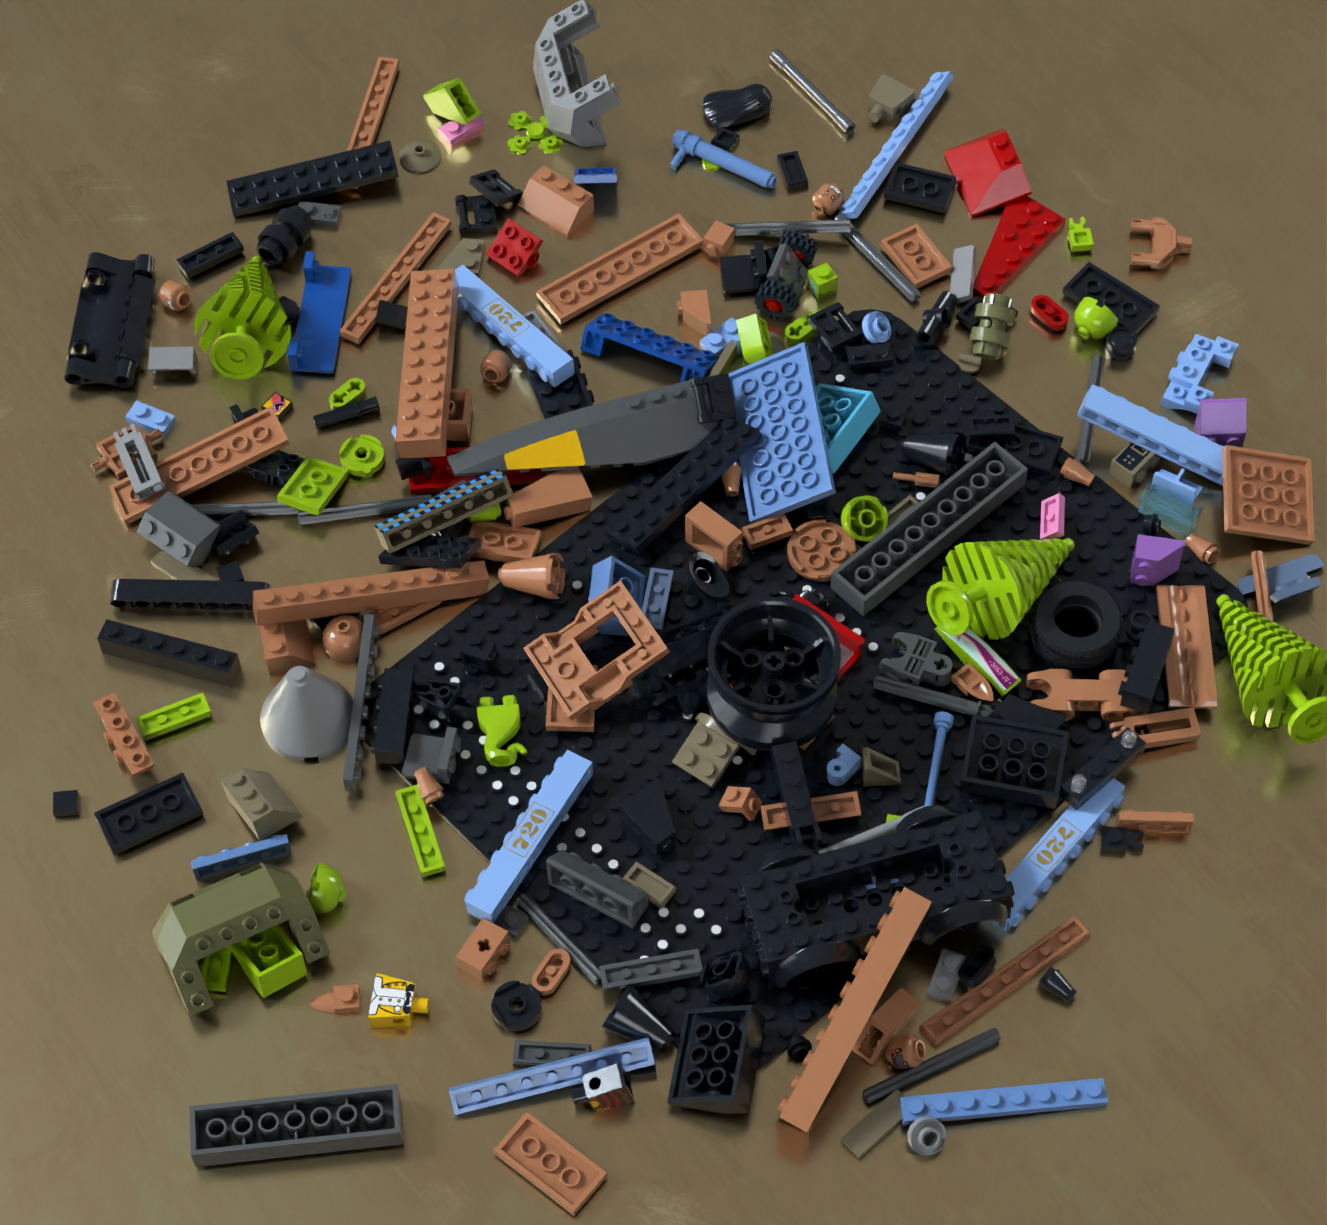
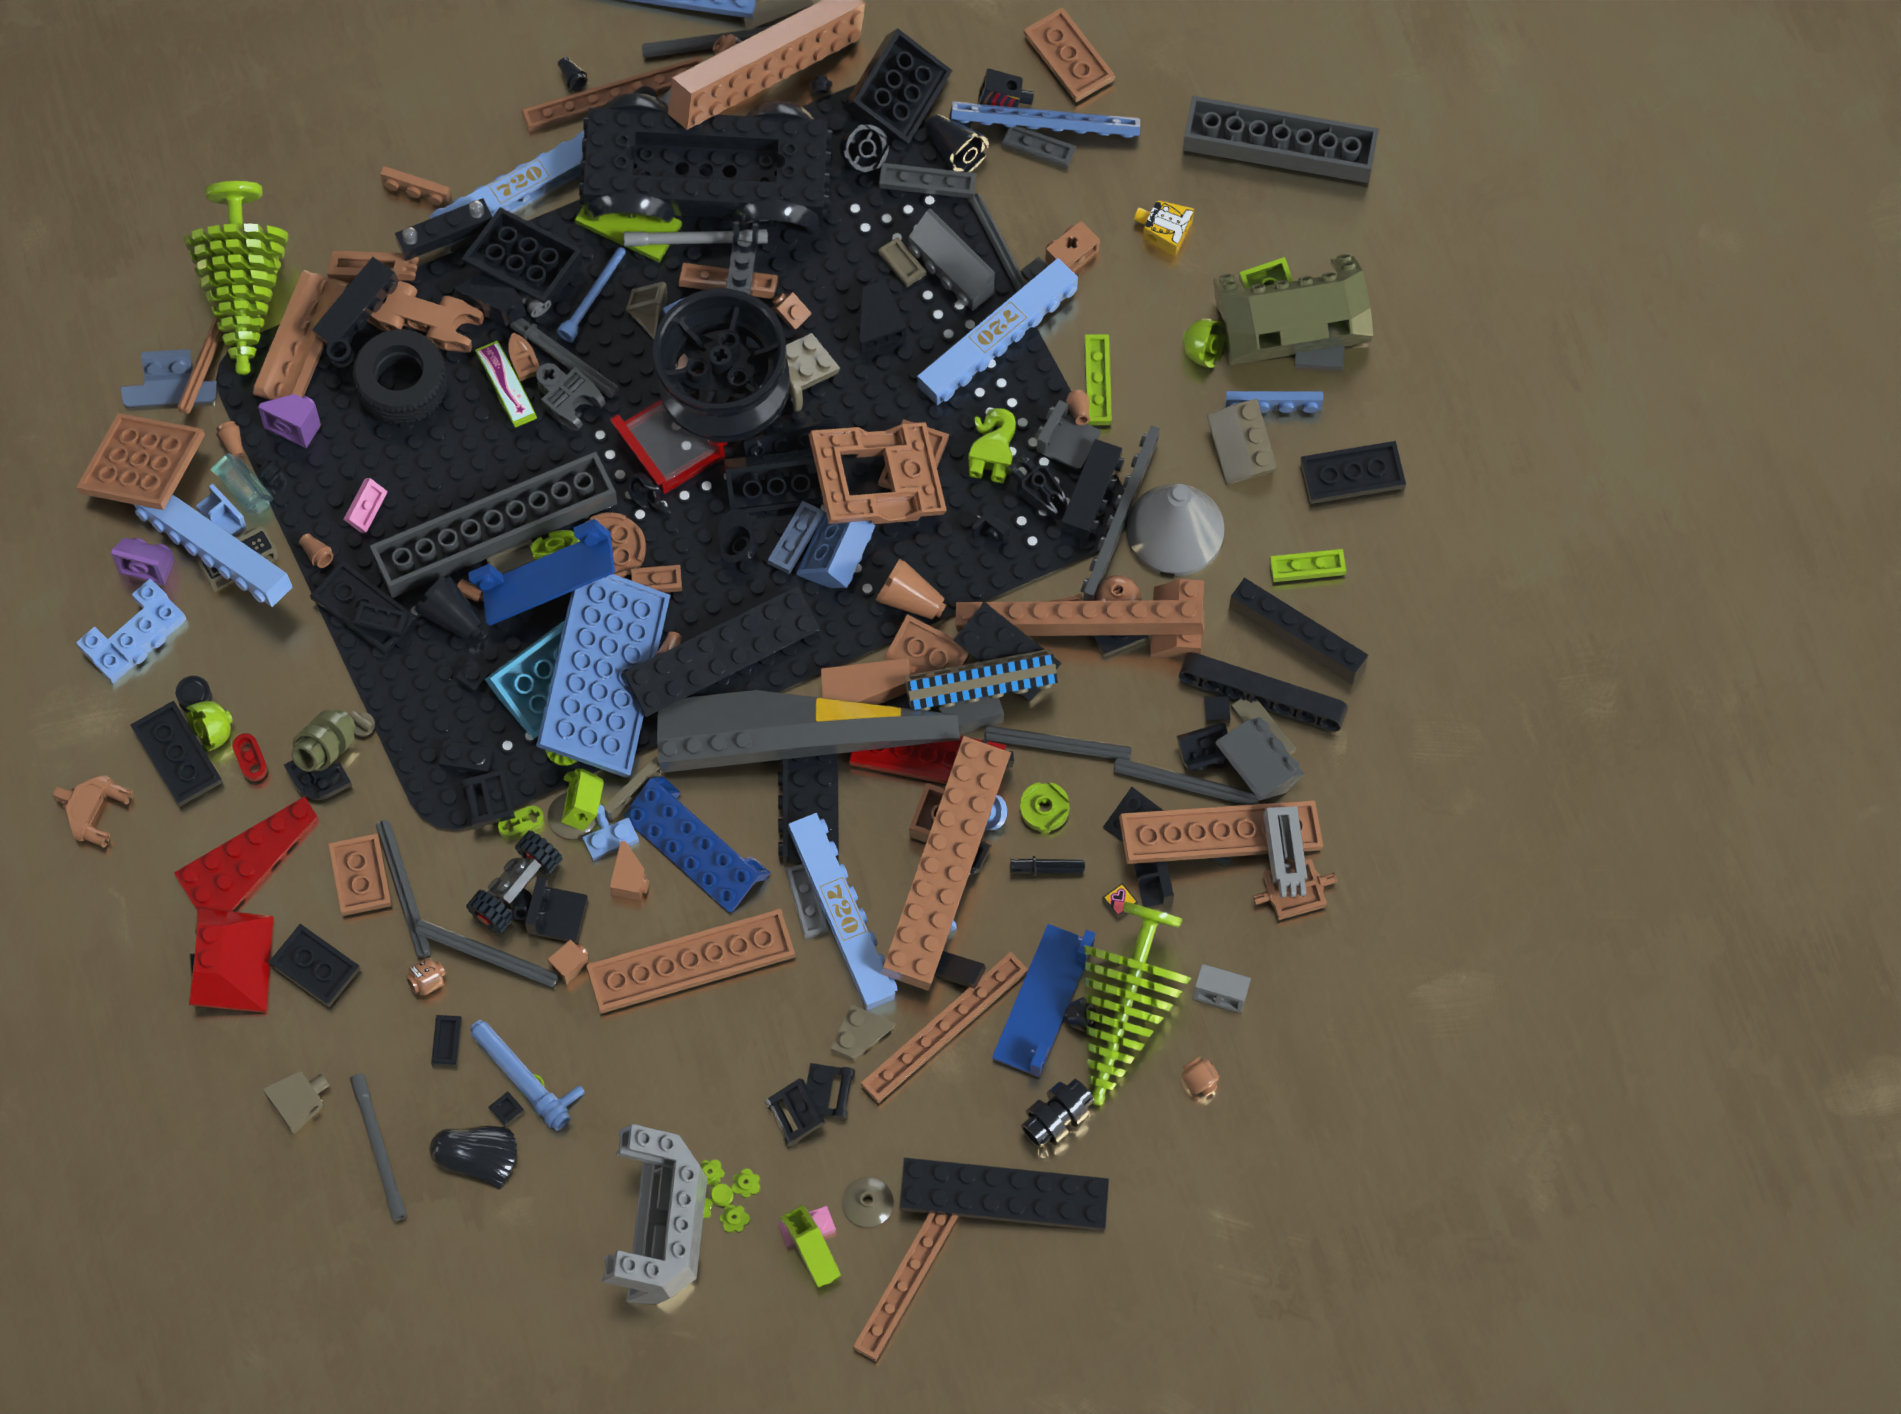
camera: 165 degrees left, 10 degrees up
(66, 803) = (1431, 510): black tile -> none
(110, 320) = (1279, 1064): black panel -> none
(123, 735) = (1362, 545): nougat bracket -> none
(150, 418) = (1261, 927): light blue plate -> none
(210, 255) = (1147, 1124): black plate -> none
(312, 485) = (1106, 776): lime plate -> none
(322, 214) = (1009, 1150): dark grey piece -> none
(339, 1000) = (1214, 250): nougat plate -> none
(346, 393) = (1043, 894): lime beam -> none
(495, 366) = (870, 870): nougat head -> none
(515, 248) = (801, 1018): red plate -> none
(521, 993) = (1064, 184): black plate -> none
(548, 972) = (1014, 214): nougat plate -> none
(556, 201) = (732, 1073): nougat slope -> none
(595, 175) = (676, 1088): tile -> none
(714, 535) = (715, 575): nougat window -> none
(719, 395) = (649, 728): black plate -> none
(822, 282) = (477, 867): lime brick -> none
(859, 475) = (548, 576): none -> blue bracket
(876, 327) = (446, 780): light blue plate -> none
(896, 144) = (314, 1033): light blue plate -> none
(936, 318) = (374, 780): black piece -> none
(963, 273) = (319, 834): light grey tile -> none
(993, 584) = (452, 427): lime plant -> none
(1079, 236) = (169, 842): lime plate -> none
(1087, 428) = (261, 633): dark grey axle -> none
(1117, 840) = (459, 184): black plate -> none

